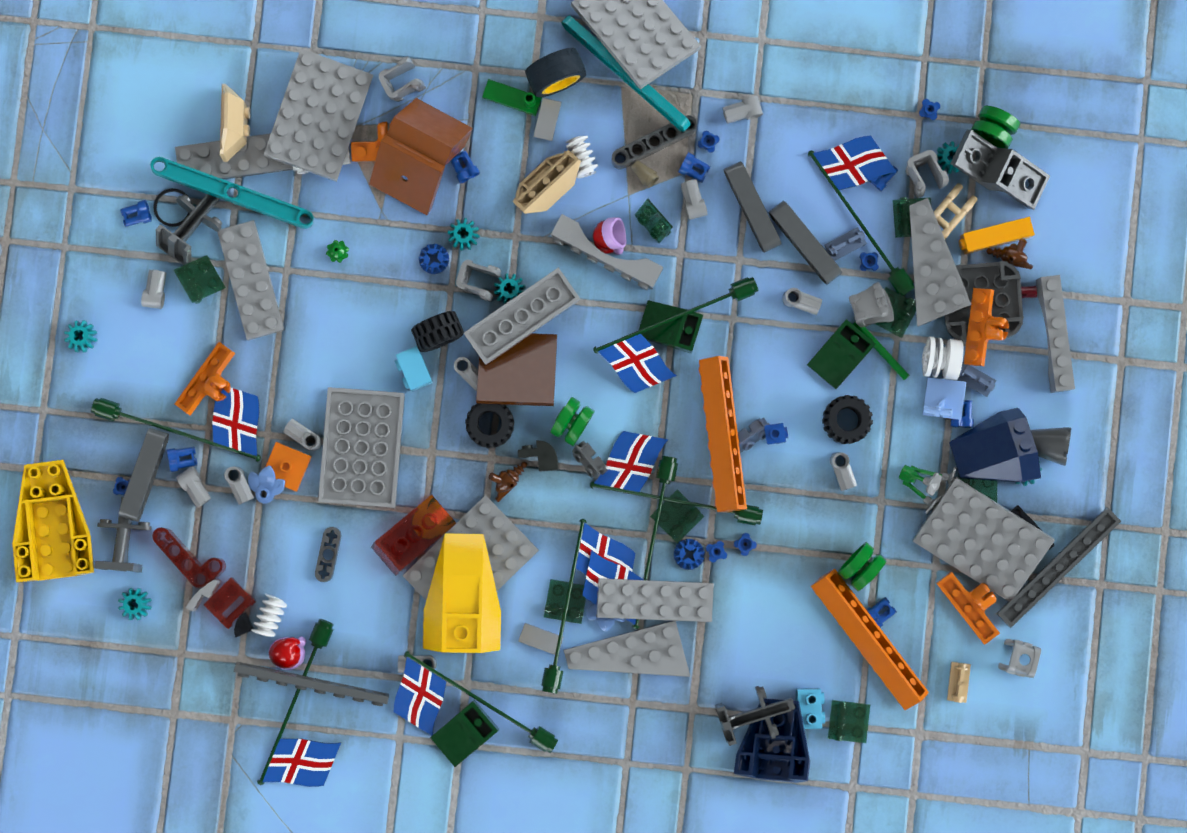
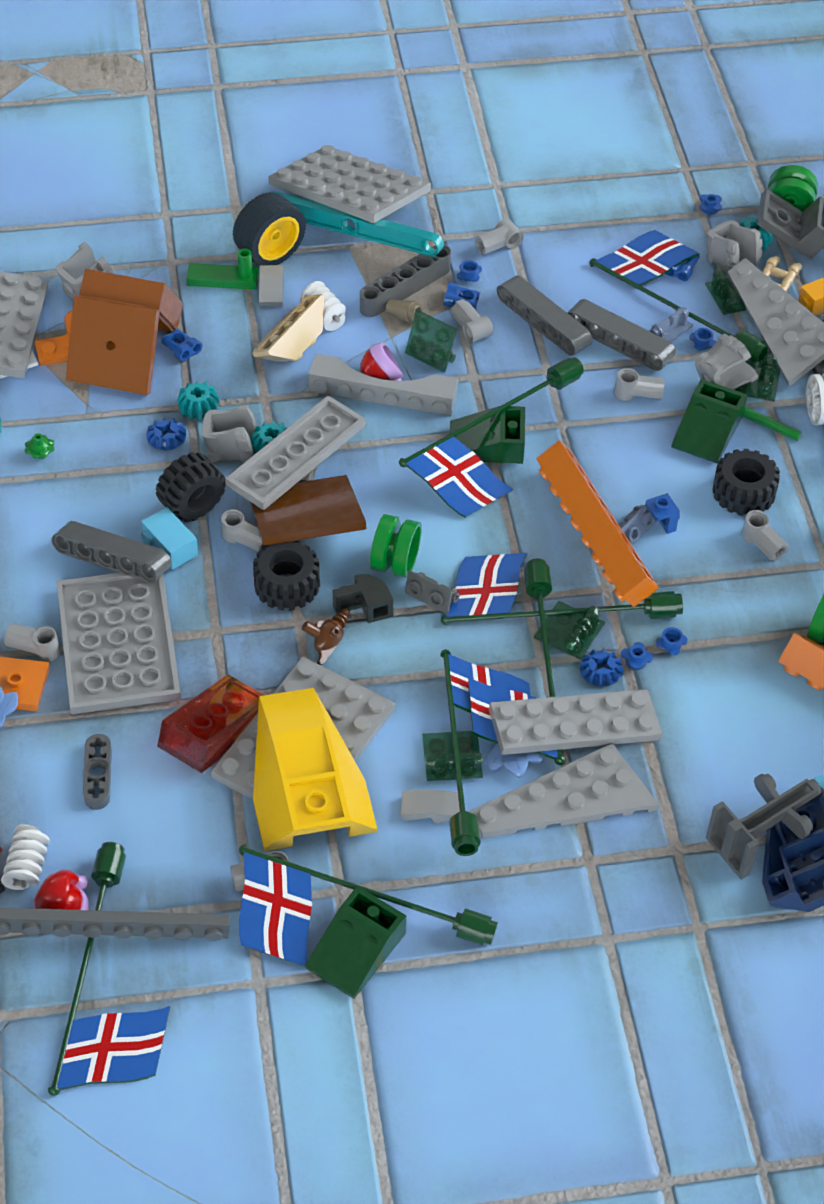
camera: 15 degrees left, 35 degrees down
(370, 373) = (111, 551): none -> dark grey beam

